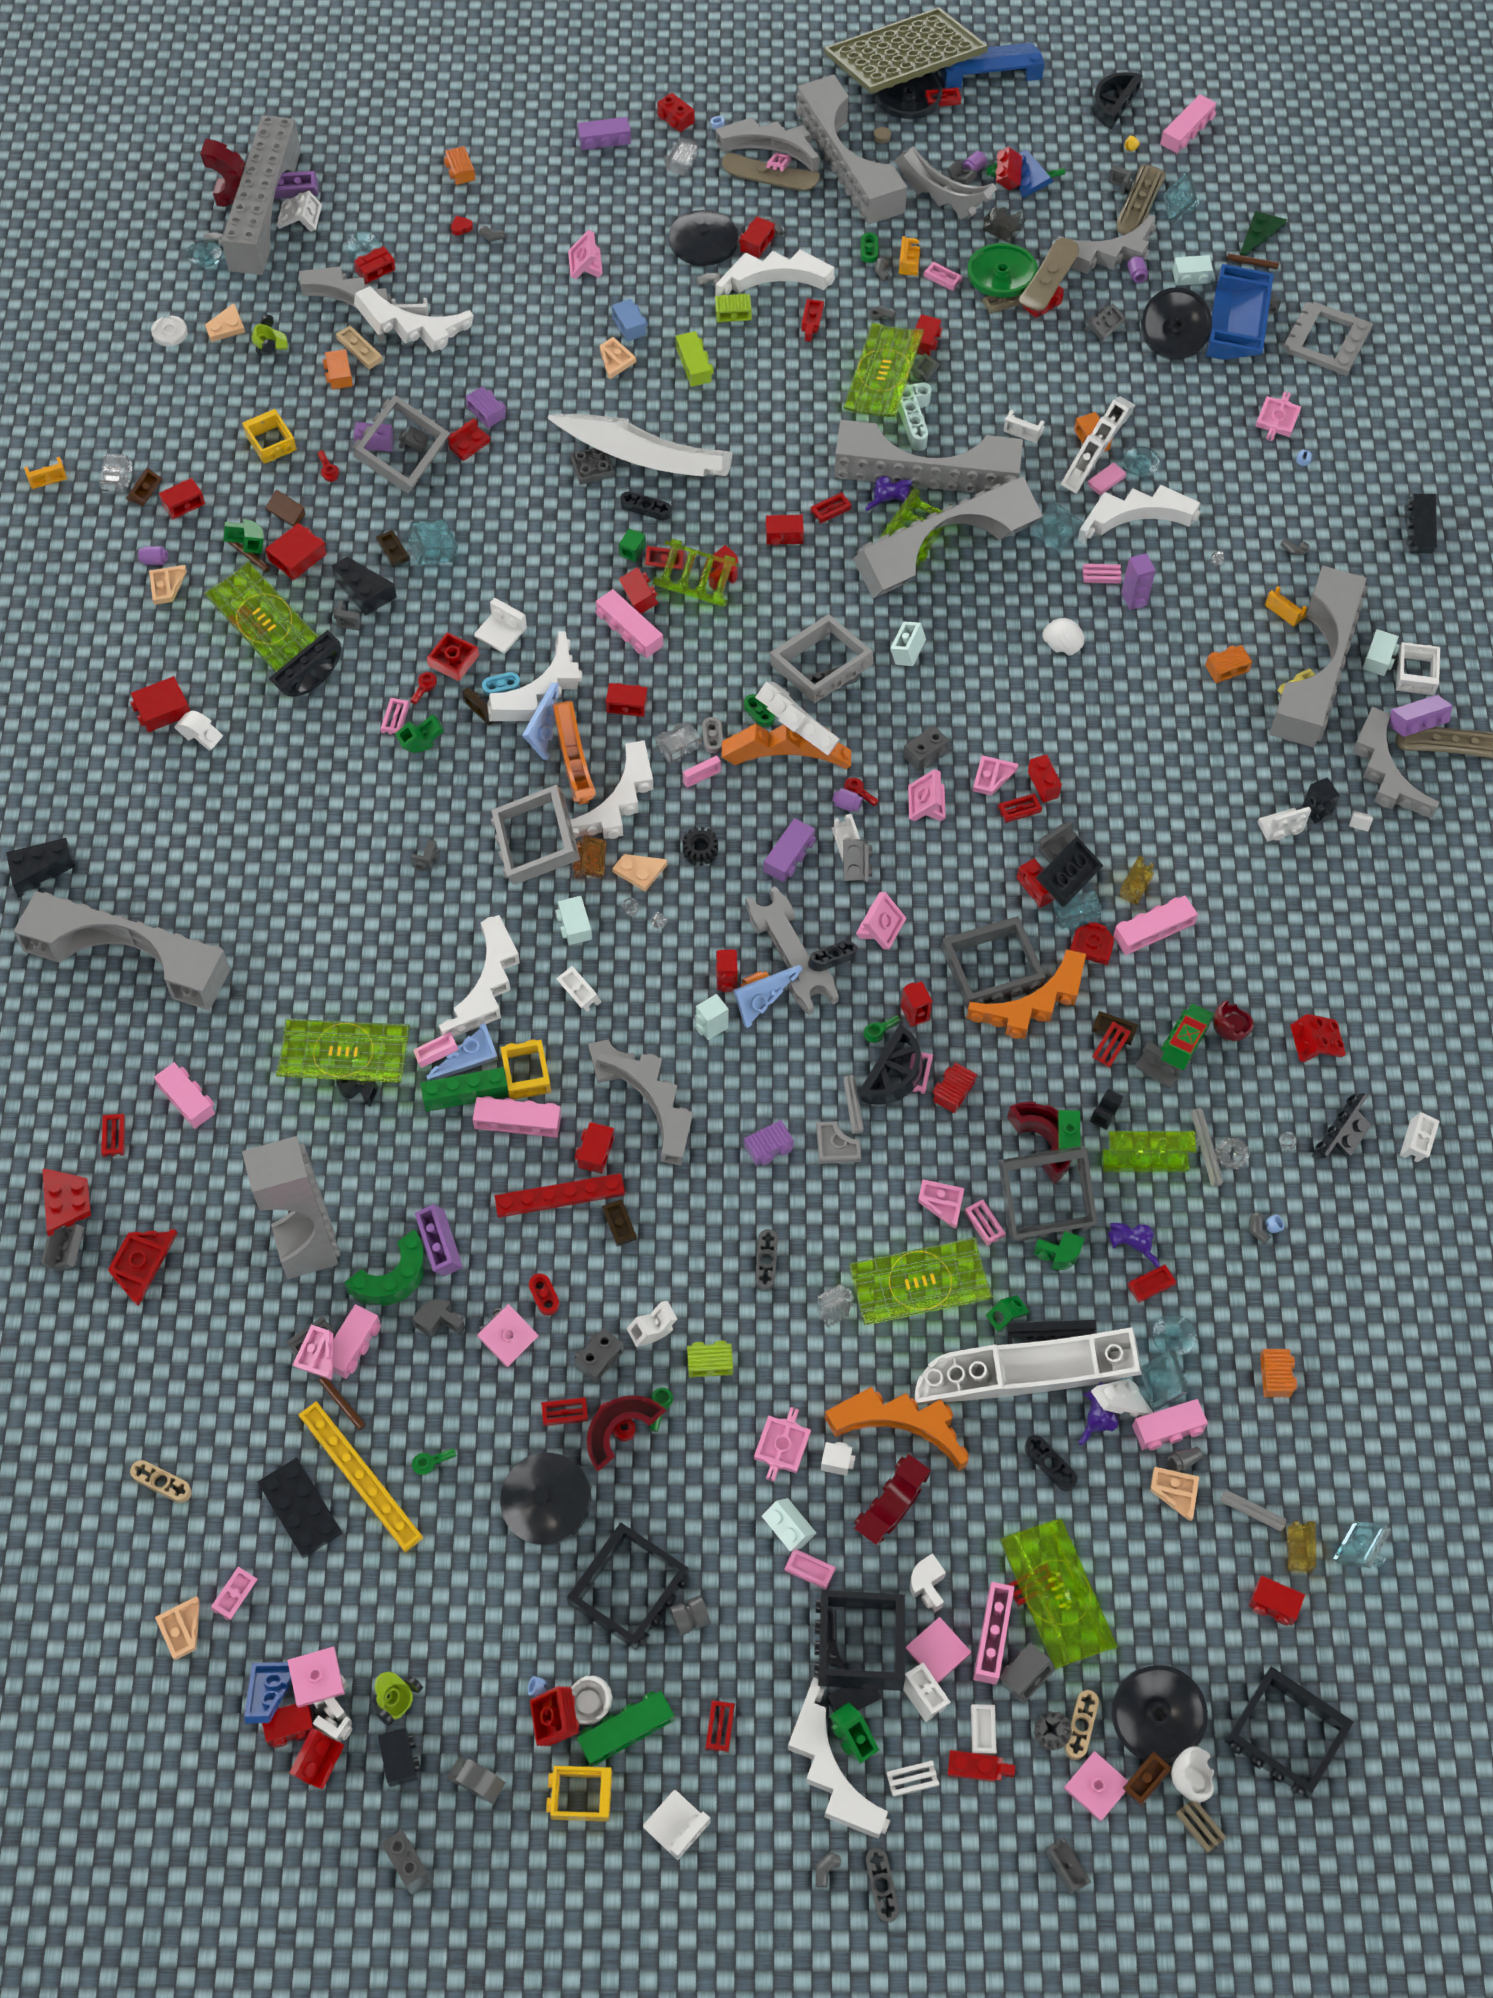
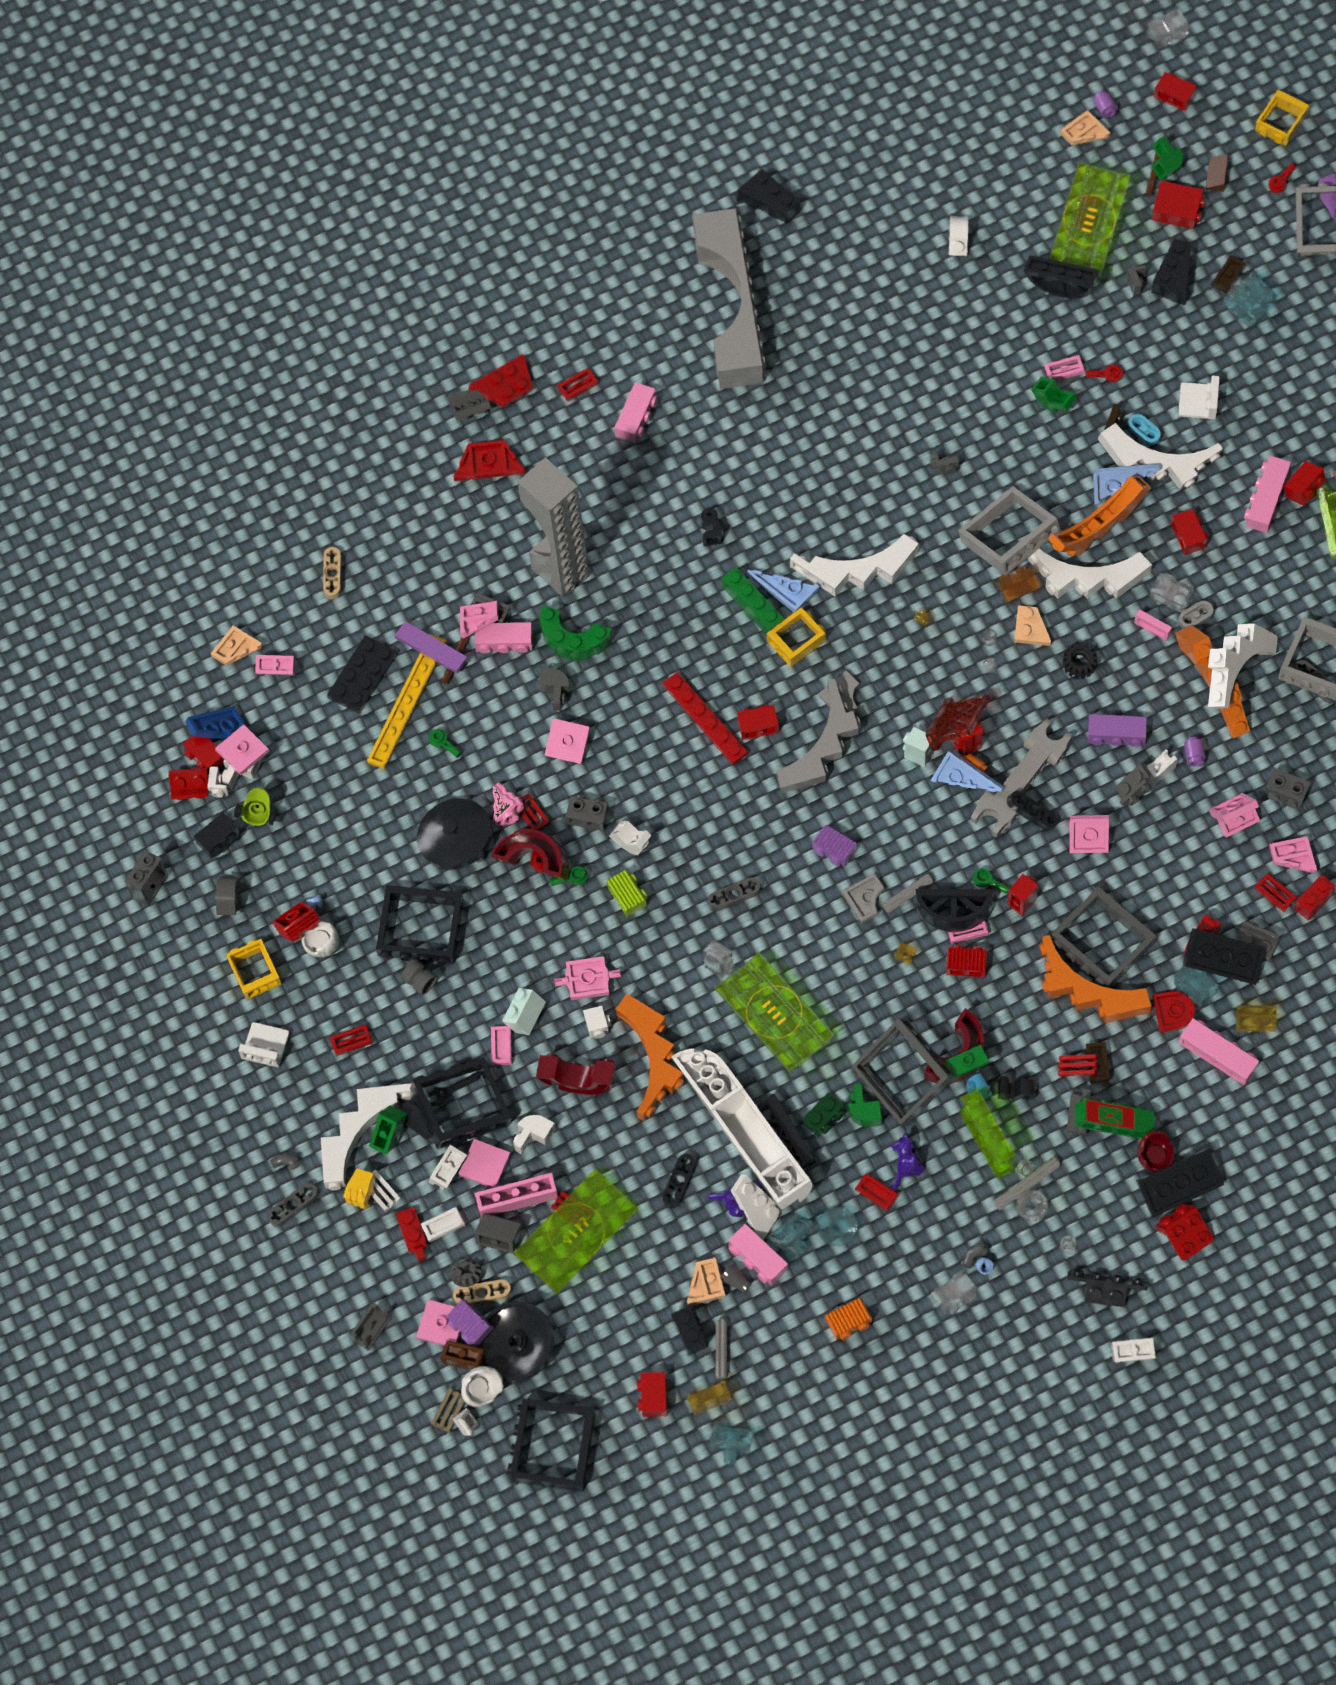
camera: 70 degrees right, 5 degrees up
(144, 487) = (1170, 58): reddish brown slope -> none
(159, 704) = (966, 194): red brick -> none
(316, 1419) = (431, 647): none -> medium lavender tile
(343, 1050) = (733, 499): clear neon green hinge -> none
(435, 1049) = (775, 564): bright pink tile -> none
(438, 1240) = (615, 651): medium lavender brick -> none
(452, 656) = (1151, 388): red brick -> none
(517, 1116) = (752, 653): bright pink brick -> none
(544, 1295) = (614, 750): red plate -> none
(544, 1431) = (506, 806): none -> bright pink rock
(574, 920) = (950, 602): light aqua brick -> none
(574, 952) = (922, 617): none -> clear yellow plate
(578, 988) = (889, 638): white hinge -> none
(619, 1222) = (704, 772): dark brown plate -> none
(626, 1728) = (314, 975): green brick -> none
(706, 978) = (955, 720): none -> clear red fence
(856, 785) = (1213, 751): red plate -> none
(905, 1797) = (360, 1188): none -> yellow hand
(915, 1131) = (902, 947): none -> clear yellow plate
(942, 1200) = (858, 999): bright pink wing -> none
(993, 1237) = (844, 1050): bright pink tile -> none
(1010, 1308) = (790, 1092): green bracket -> none
(1048, 1291) = (823, 1115): none -> dark green bracket
(1093, 1137) = (979, 1082): none -> dark azure leg
(1118, 1751) = (469, 1322): none -> medium lavender brick
(1223, 1530) = (688, 1330): none -> black brick
(1224, 1813) = (465, 1422): none -> white slope
(1271, 1017) = (1180, 1182): none -> black plate
(1293, 1263) = (954, 1293): none -> clear brick

